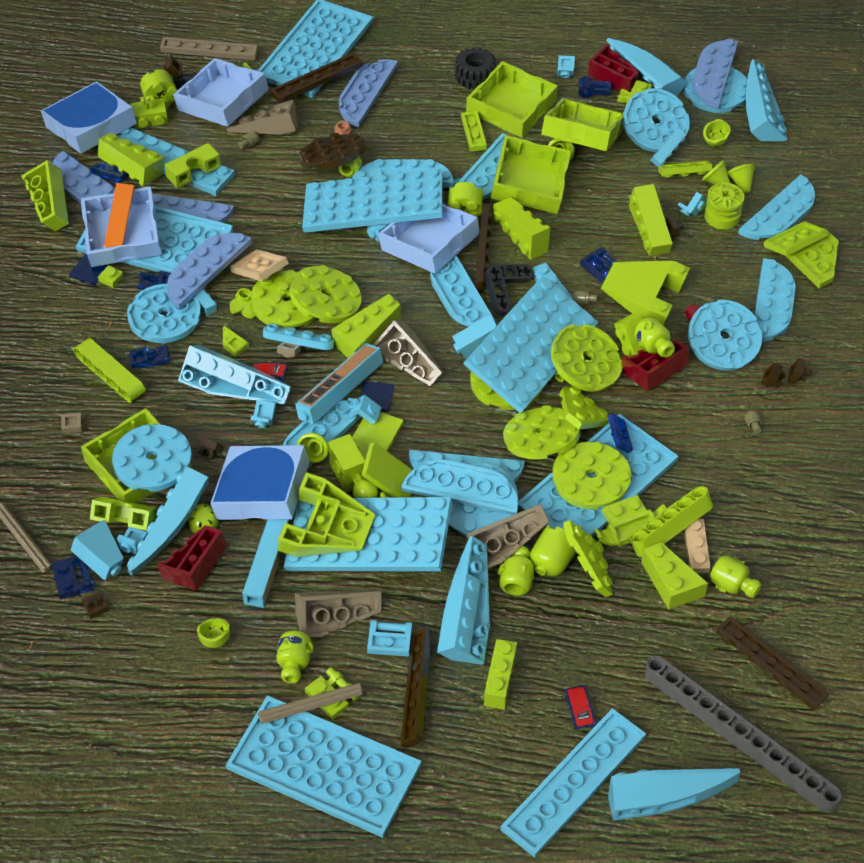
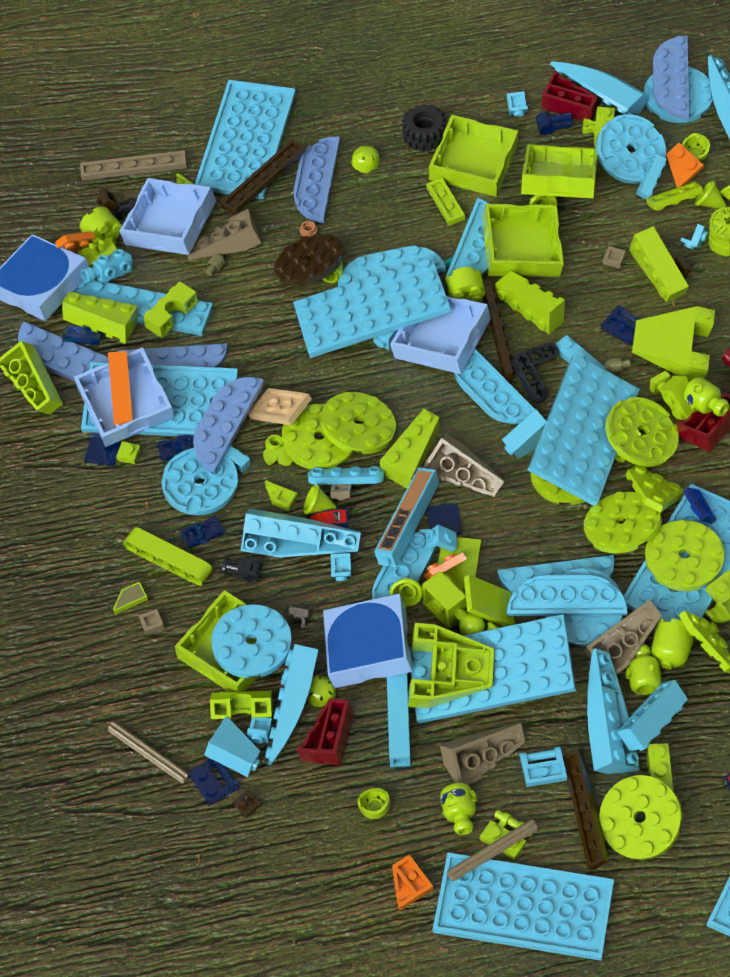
camera: 10 degrees left, 5 degrees up
(61, 398) = (130, 597): none -> tile
(129, 93) = (75, 241): none -> orange plate
(158, 119) = (108, 267): none -> medium azure brick
(175, 397) = (243, 568): none -> black connector
(220, 715) = (409, 882): none -> orange wing
(264, 353) = (317, 501): none -> lime hat
(361, 432) = (450, 561): none -> plate
(412, 82) = (363, 159): none -> lime helmet
(487, 712) = (619, 814): none -> lime plate
(510, 613) = (652, 716): none -> medium azure brick
(612, 207) = (614, 257): none -> dark tan plate
(615, 317) = (658, 382): none -> lime plate
(701, 144) = (683, 165): none -> orange wing

